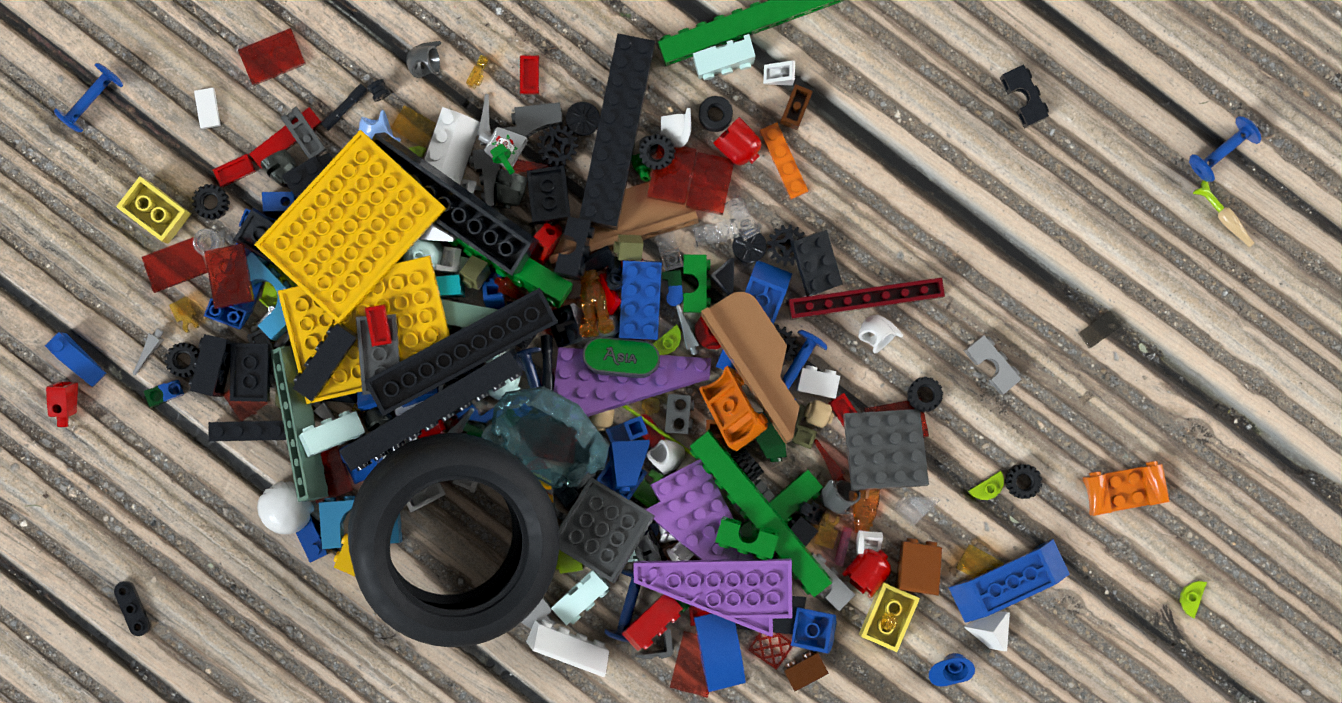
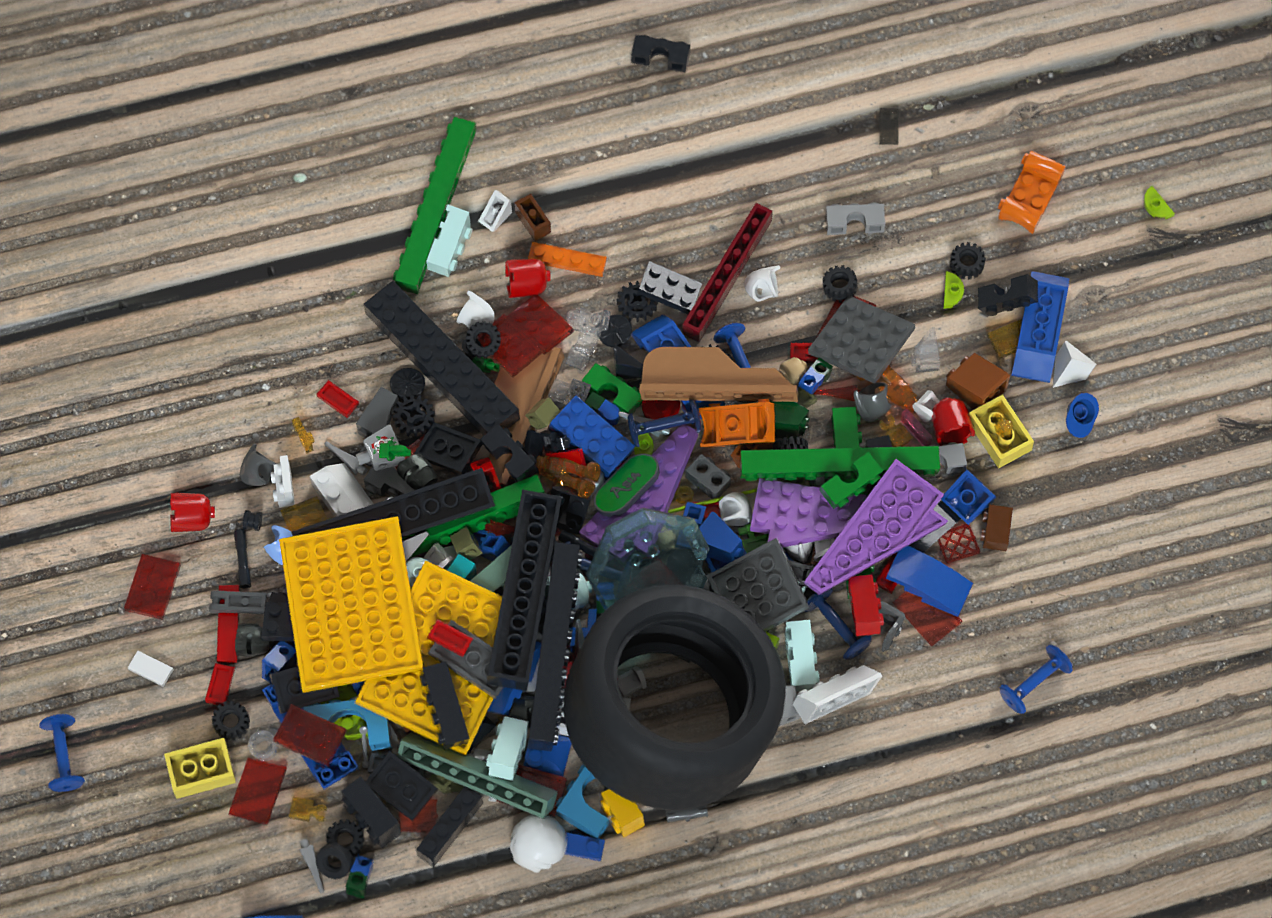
camera: 55 degrees left, 20 degrees down
(158, 367) = (329, 870): none -> black tyre
(346, 38) = (191, 512): none -> red cylinder
(423, 92) = (284, 488): none -> white plate
(692, 348) = (664, 423): none -> dark blue hose
(724, 105) = (484, 270): black tyre -> none
(813, 512) = (868, 429): black plate -> none
(818, 382) = (769, 353): white brick -> none
(826, 435) = (815, 376): none -> blue leg
(1020, 552) = (1021, 294): none -> black arch

